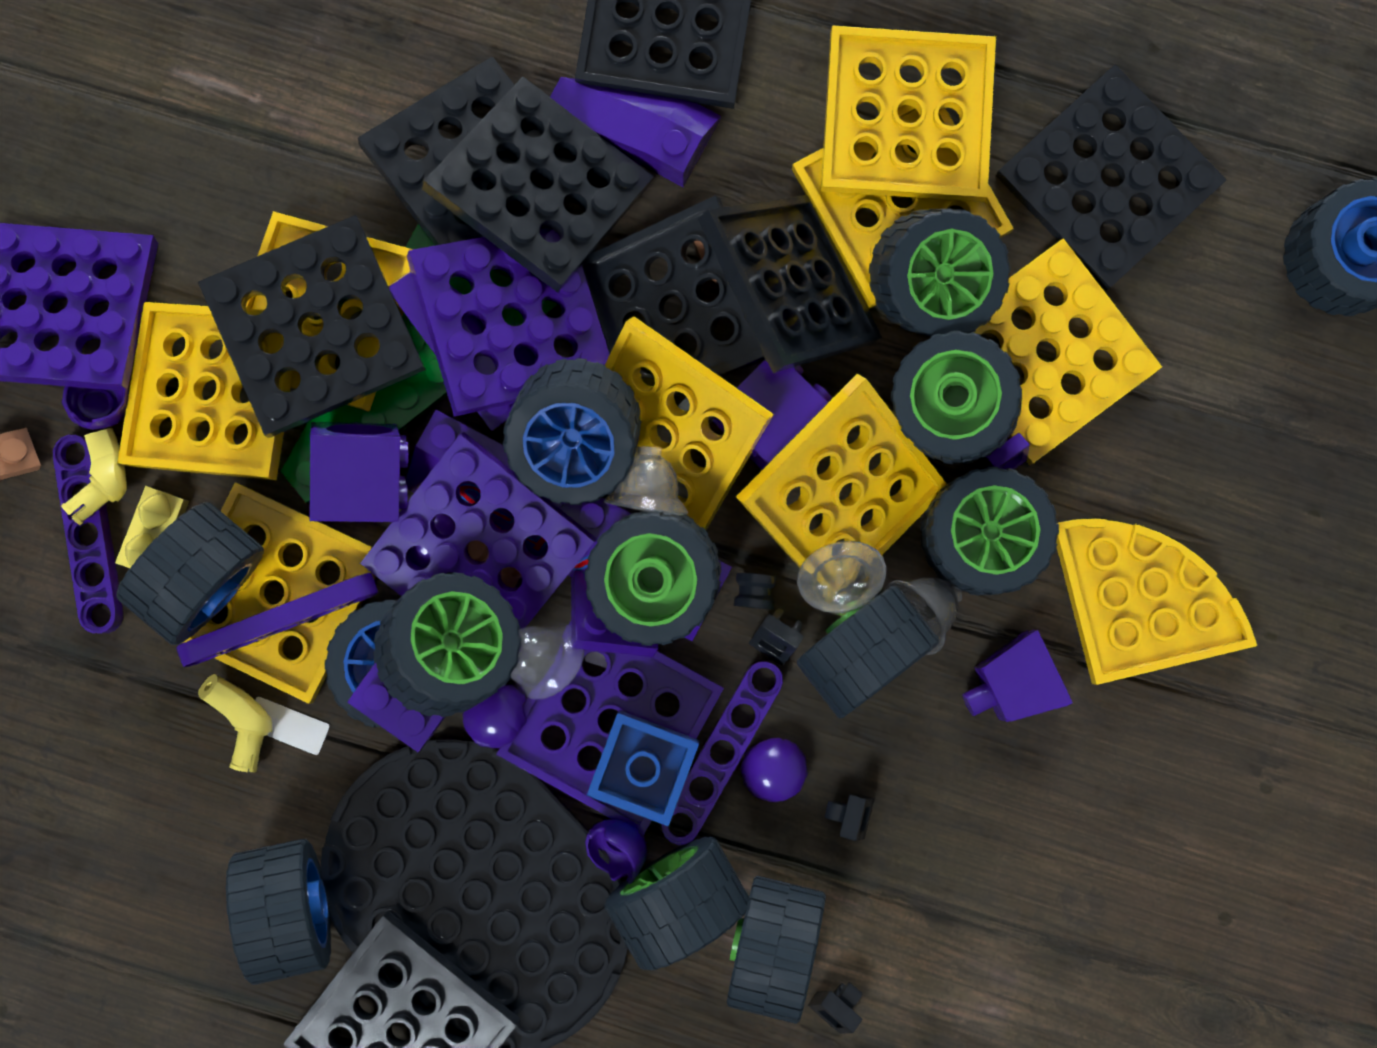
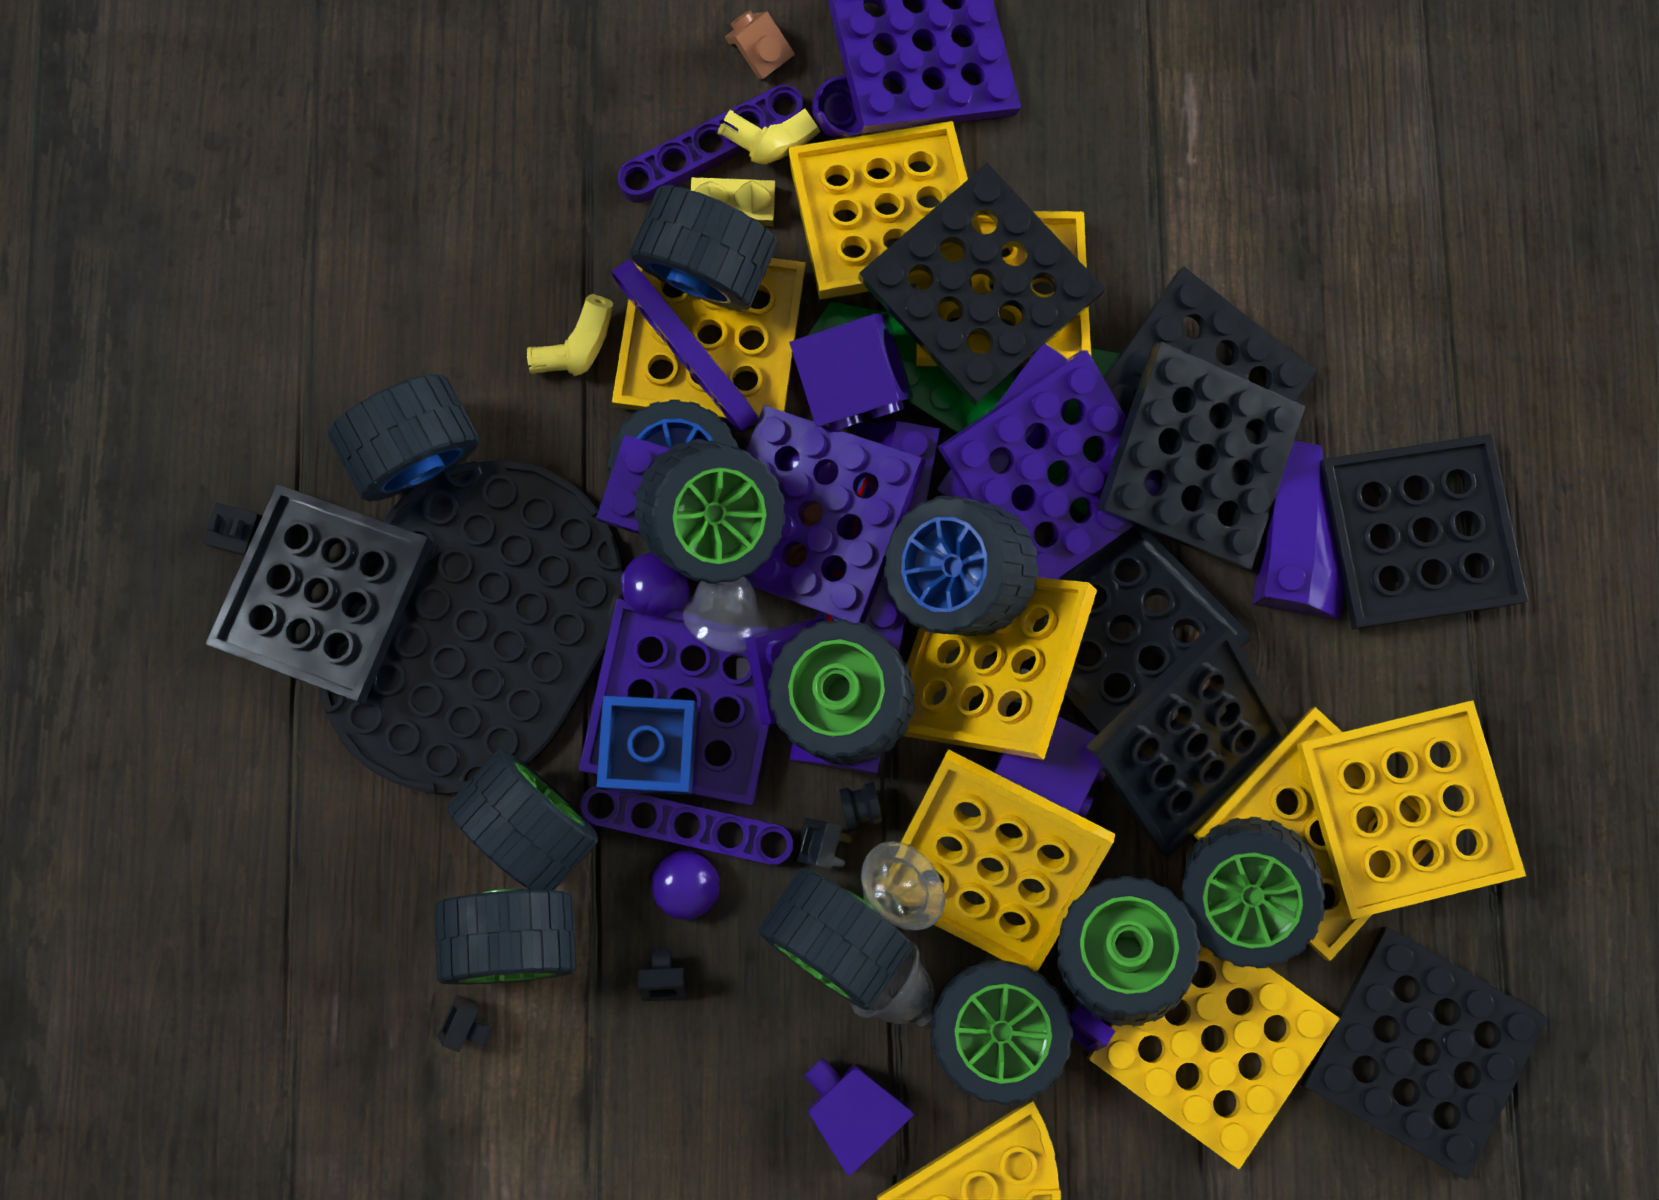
camera: 75 degrees right, 5 degrees down
(295, 727) = (584, 397): white sticker -> none
(623, 846) = (565, 750): dark purple hair -> none
(649, 485) = (932, 660): clear hat -> none

